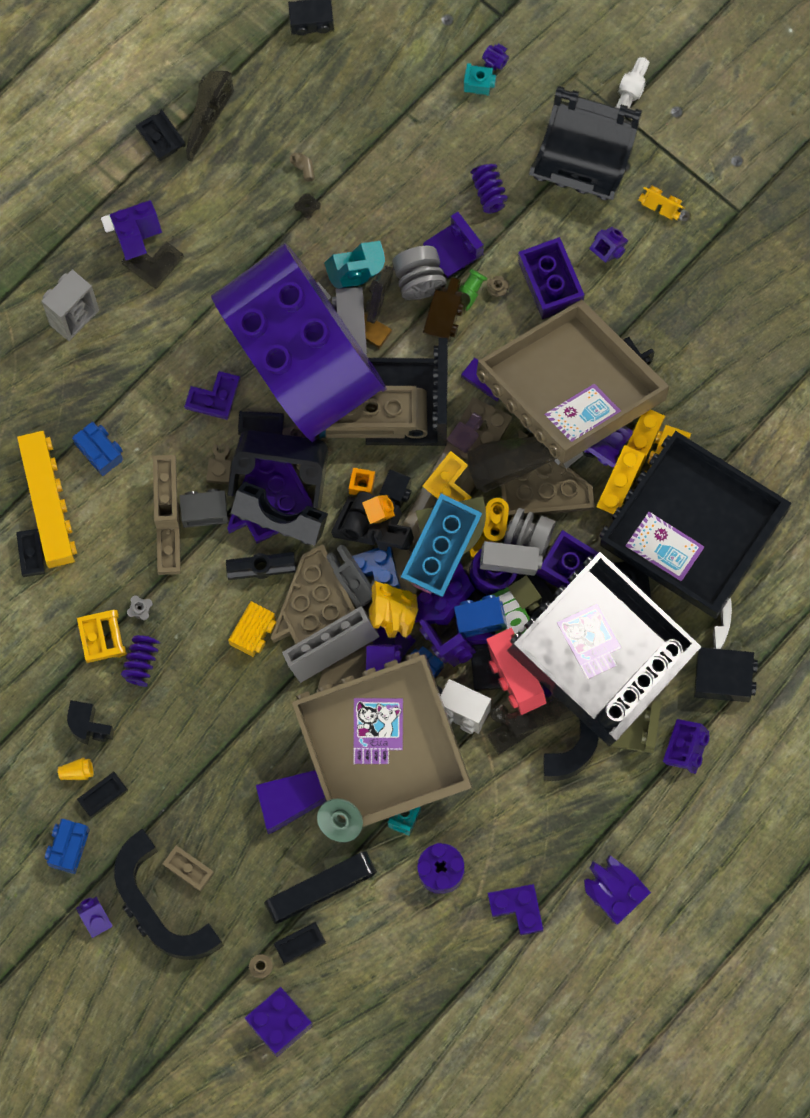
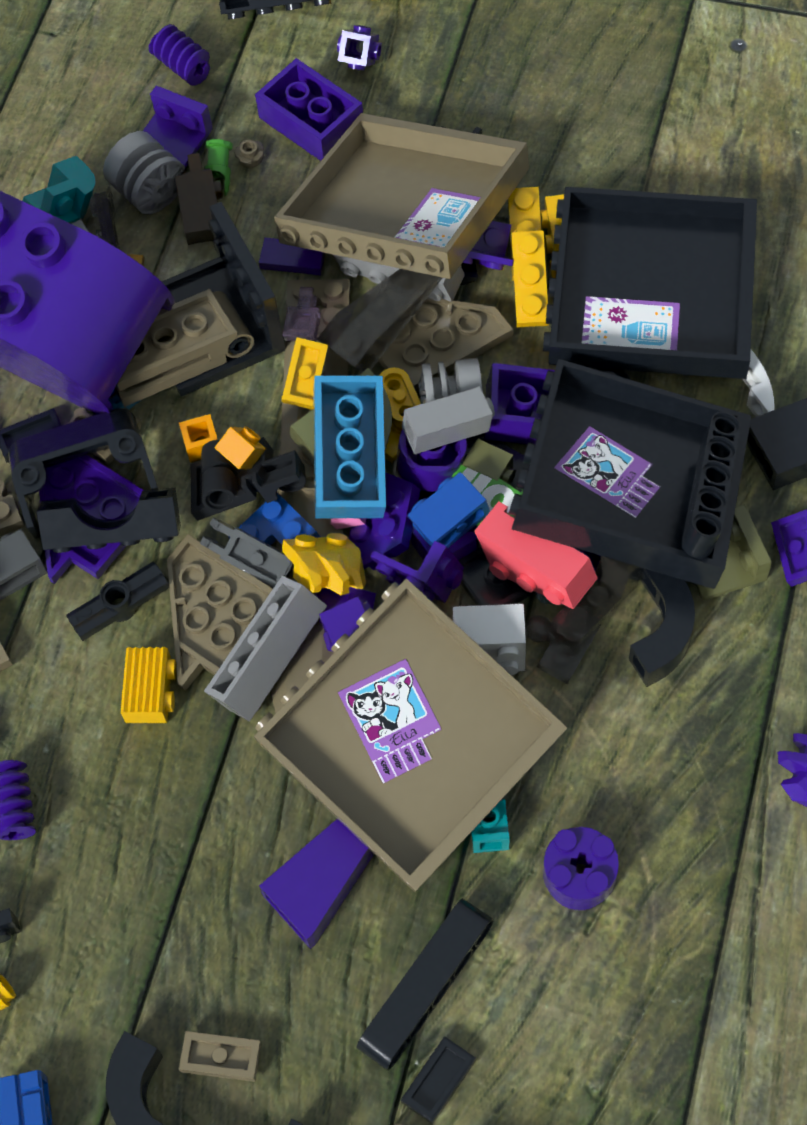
camera: 25 degrees left, 10 degrees down
(102, 795) = (42, 1016): black tile -> none
(334, 826) = (405, 881): sand green dish -> none
(397, 487) = (251, 415): black brick -> none
(521, 901) = (717, 858): dark purple plate -> none

